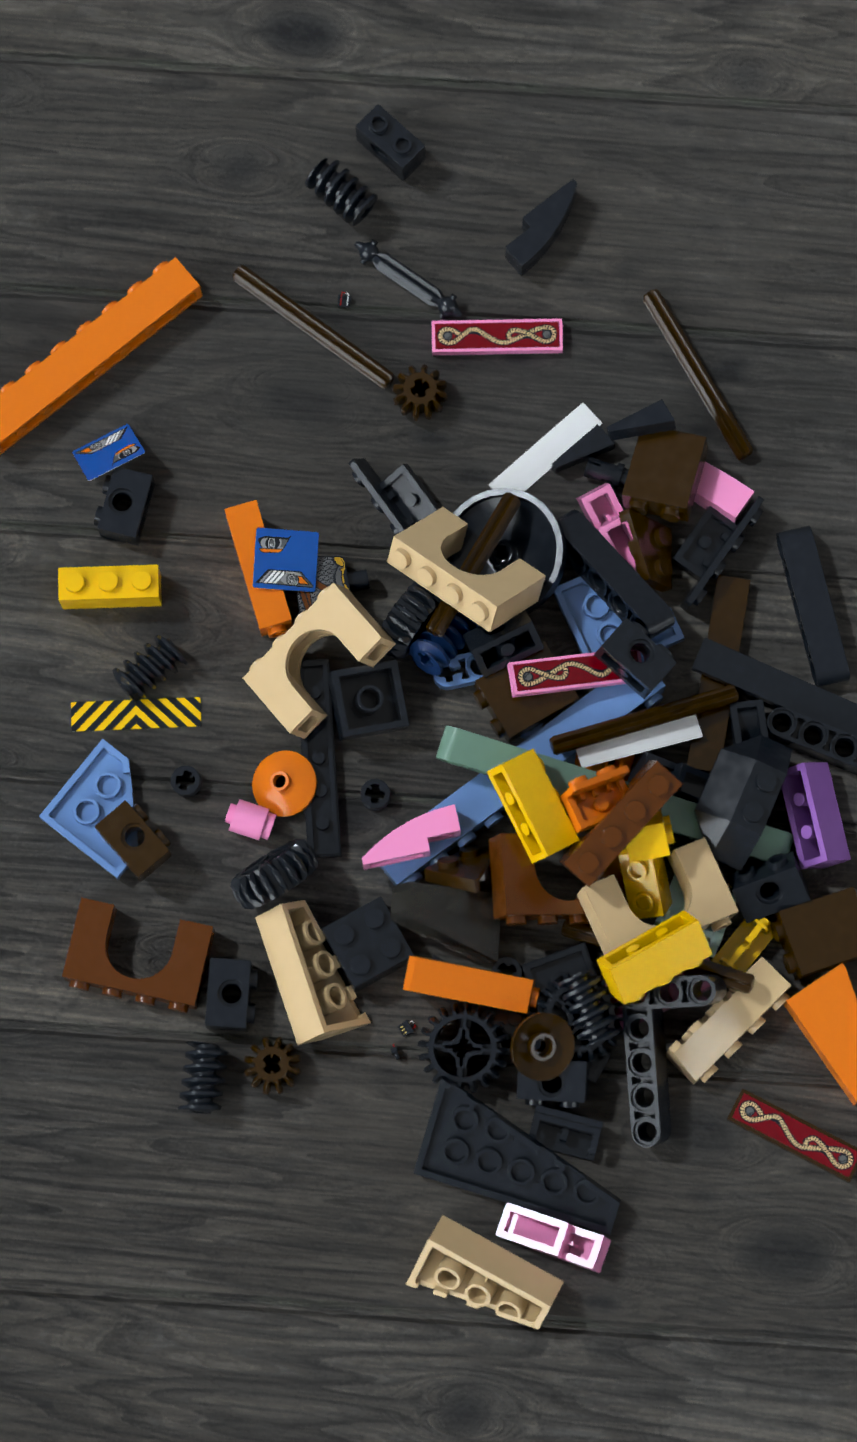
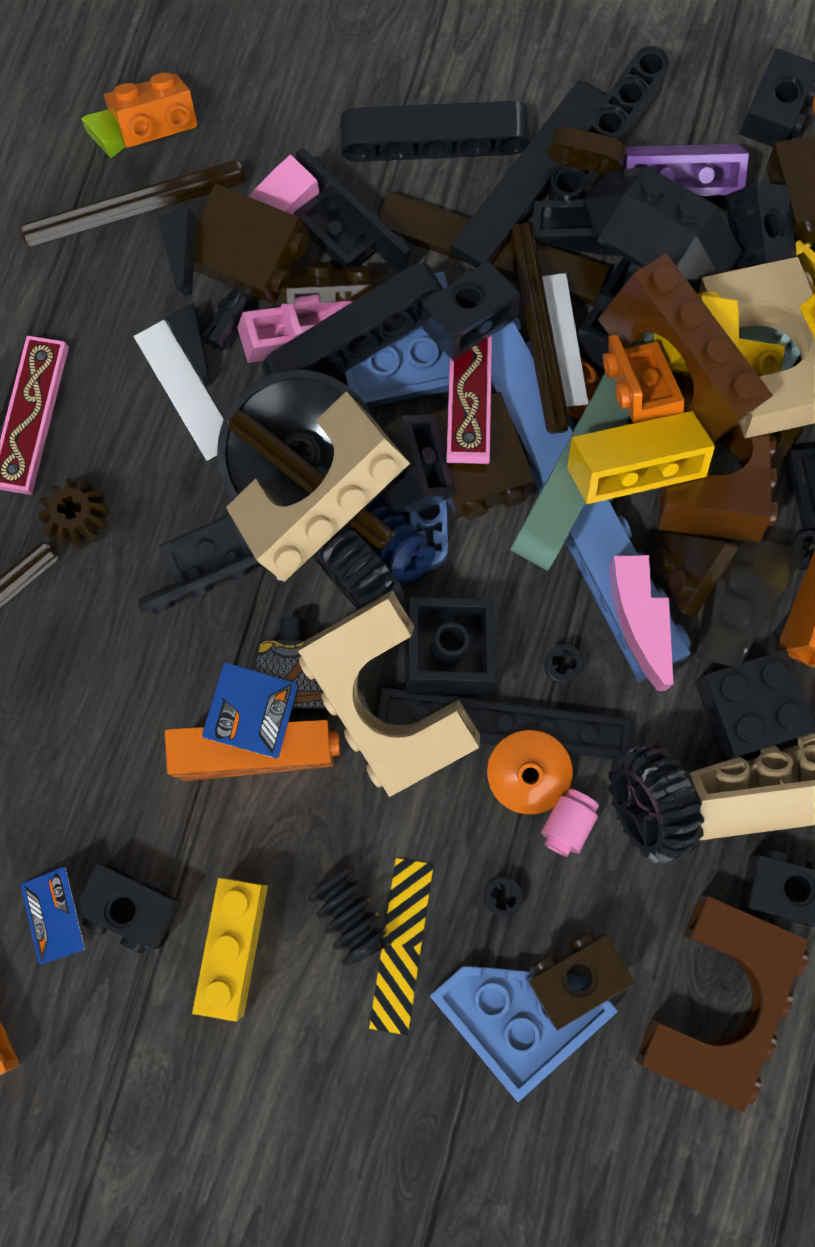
camera: 75 degrees left, 0 degrees up
(760, 340) = (104, 131): none -> lime slope
(783, 368) = (151, 109): none -> orange bracket
(803, 728) = (586, 150): none -> dark brown beam

